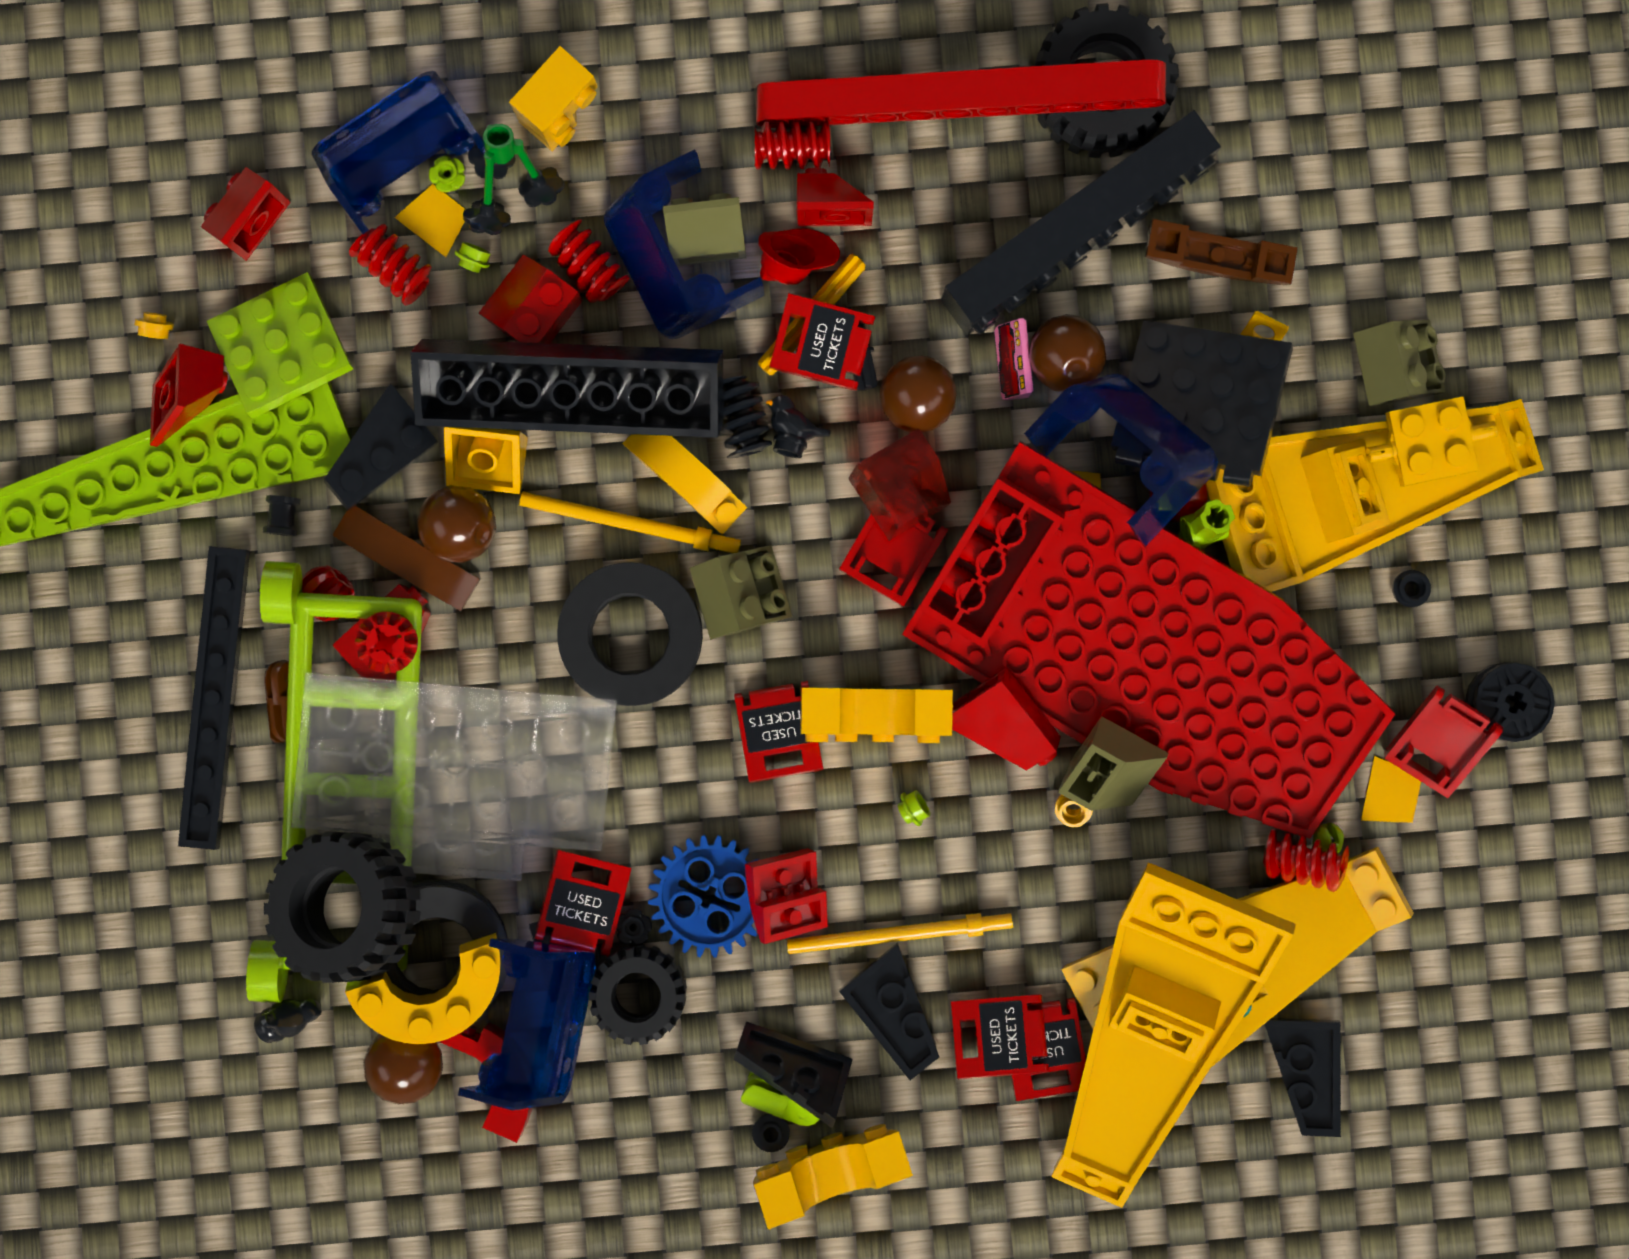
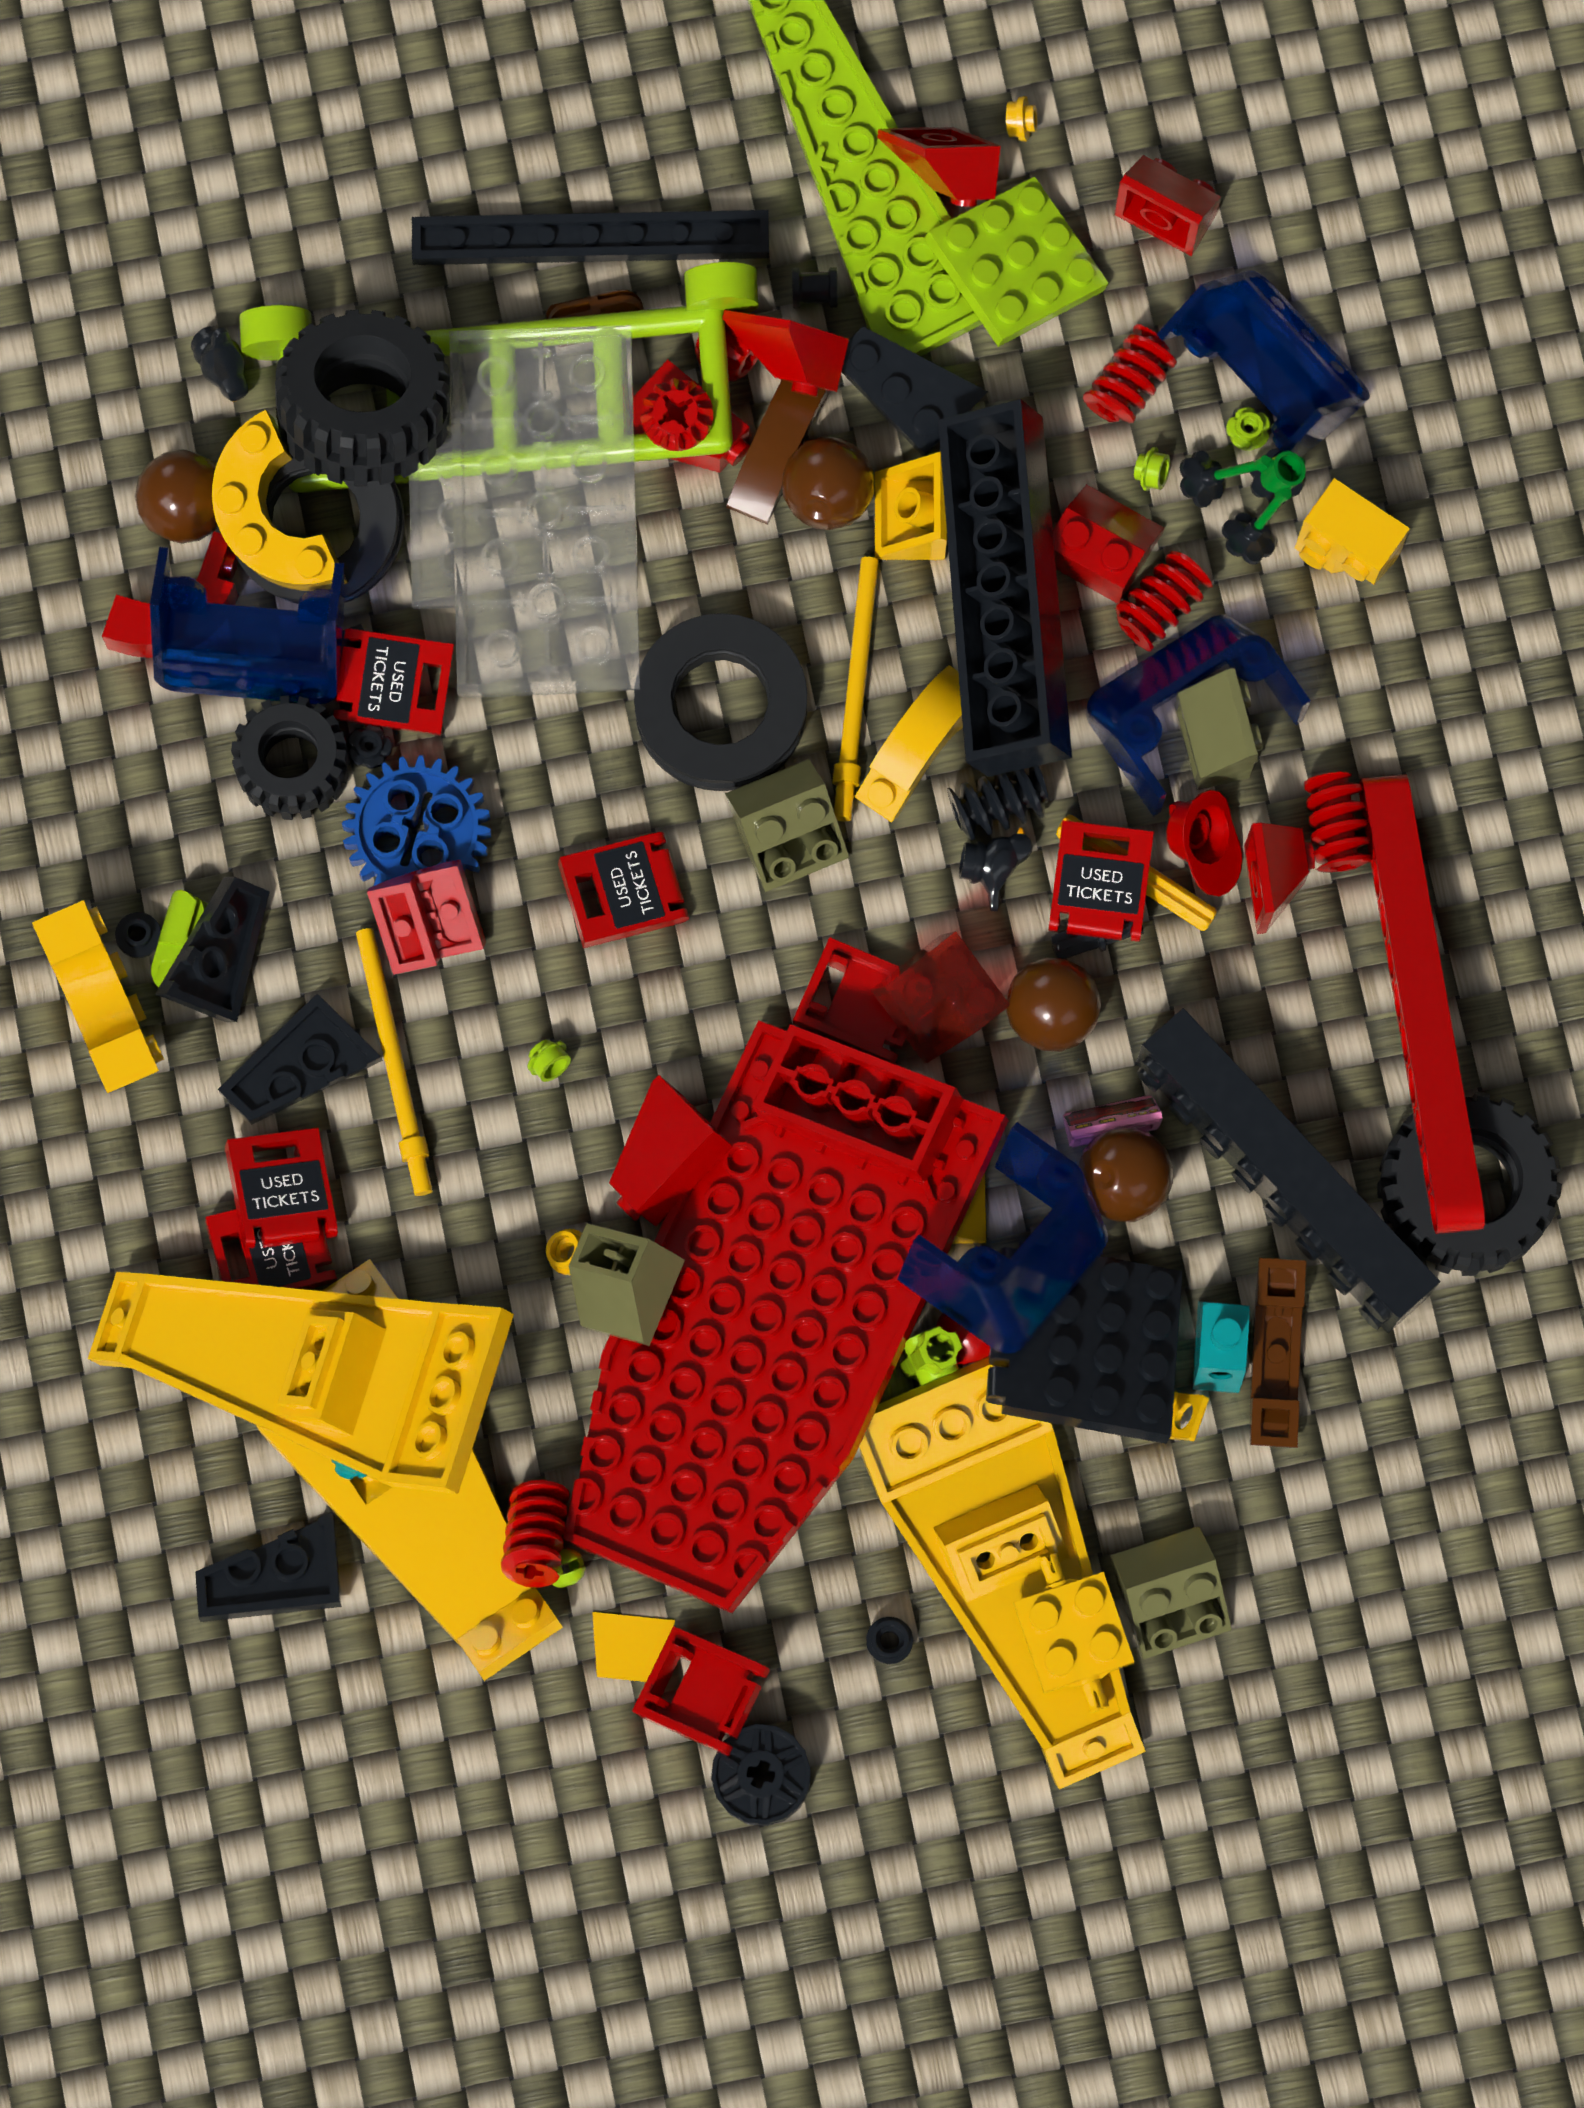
camera: 80 degrees right, 10 degrees down
(341, 539) = (792, 350): none -> red slope
(434, 219) = (1193, 421): yellow sticker -> none
(875, 712) = (658, 986): yellow brick -> none
(1207, 295) = (1220, 1346): none -> teal torso

